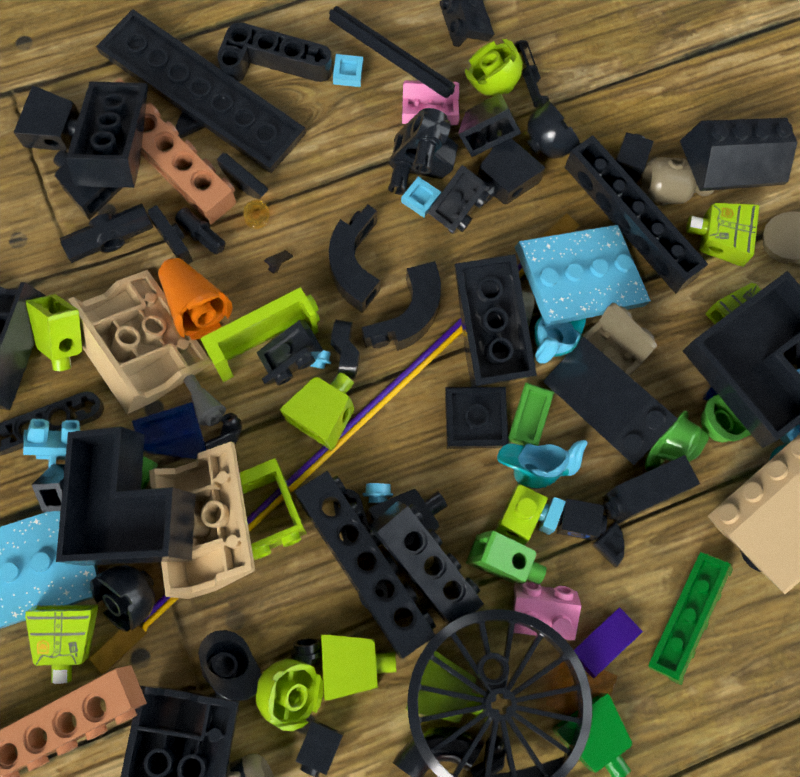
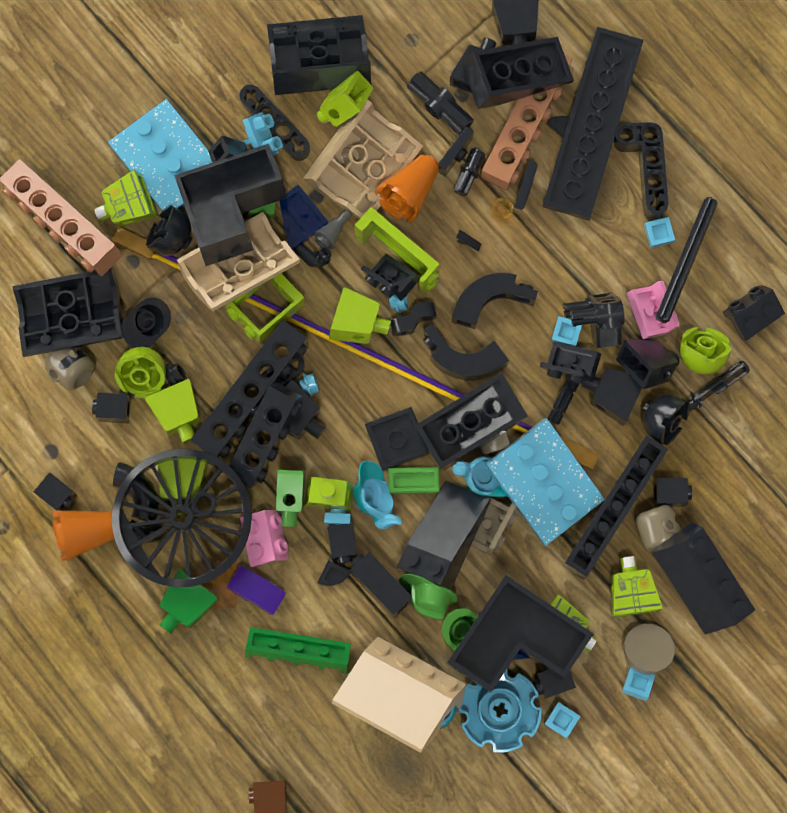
camera: 75 degrees right, 5 degrees up
(495, 228) = (562, 402): none -> black axle

